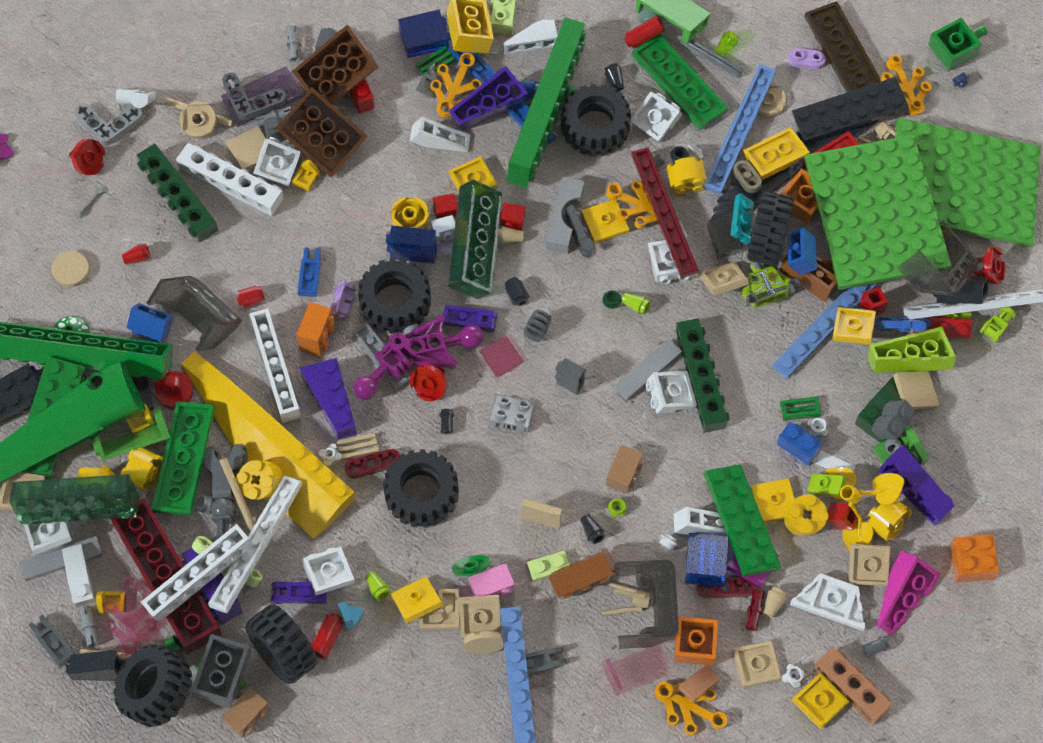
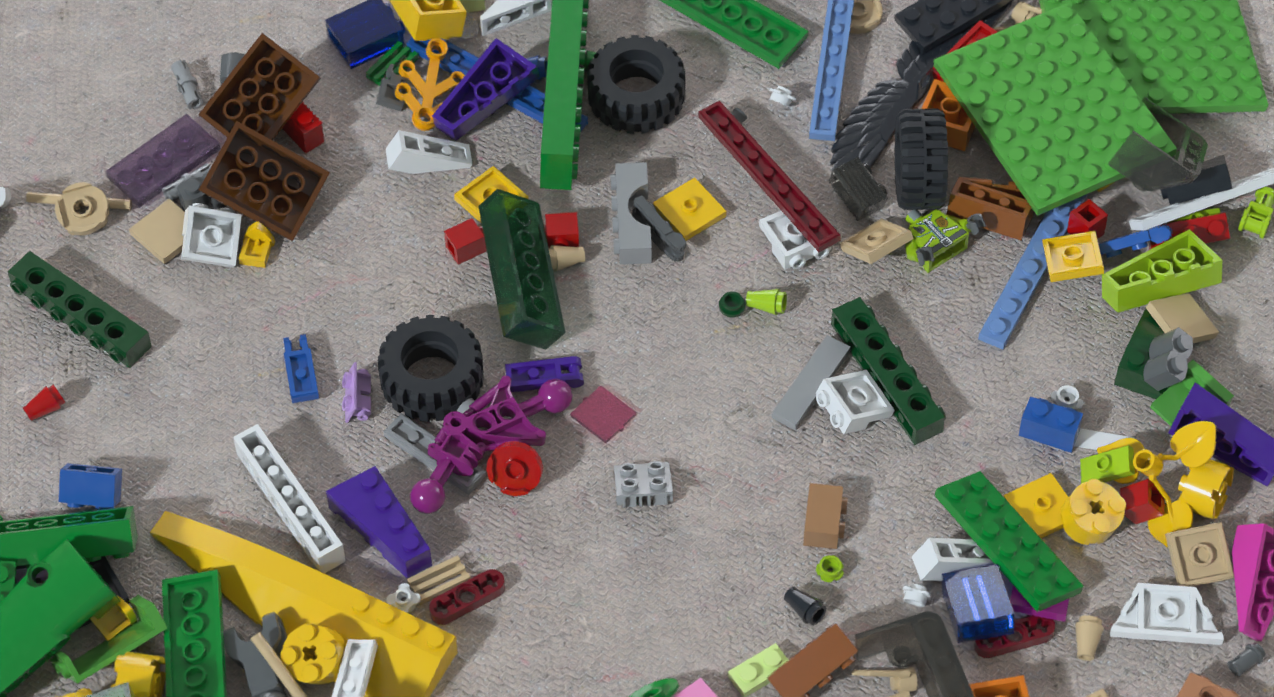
camera: 15 degrees left, 10 degrees down
(174, 388) = (148, 566): red tile -> none
(198, 306) = (152, 450): clear smoke windscreen -> none
(219, 179) = (150, 274): white brick -> none
(250, 104) = (150, 171): dark grey beam -> none
(250, 296) = (225, 419): red brick -> none
(315, 329) = (333, 437): orange brick -> none
(410, 213) = (420, 265): yellow brick -> none
(412, 244) = (435, 293): clear blue brick -> none
(414, 465) = (548, 577): black tyre -> none
(444, 228) = (471, 269): white brick -> none
(446, 421) = (553, 509): black pin -> none
(516, 291) = (598, 324): black brick -> none
(537, 325) = (642, 359): dark grey gear -> none
(541, 513) = (730, 599): tan tile -> none
(570, 375) = (709, 411): dark grey brick -> none
(614, 75) = (641, 25): black cone -> none
(642, 204) = (733, 176): light orange plant -> none
(656, 116) = (716, 62): white plate -> none
(678, 153) = (764, 104): black cone -> none
(686, 175) = (782, 124): yellow brick -> none
(742, 218) = (876, 159): teal plate -> none
(747, 178) = (868, 110): dark tan plate -> none
(755, 610) = (1065, 655): dark red pin -> none
(775, 153) = (891, 71): yellow plate -> none
(802, 251) = (973, 176): blue brick -> none
(802, 415) = (1037, 385): green tile -> none
(889, 442) = (1182, 392): light grey hinge -> none
(993, 267) = (1225, 142): red tile -> none

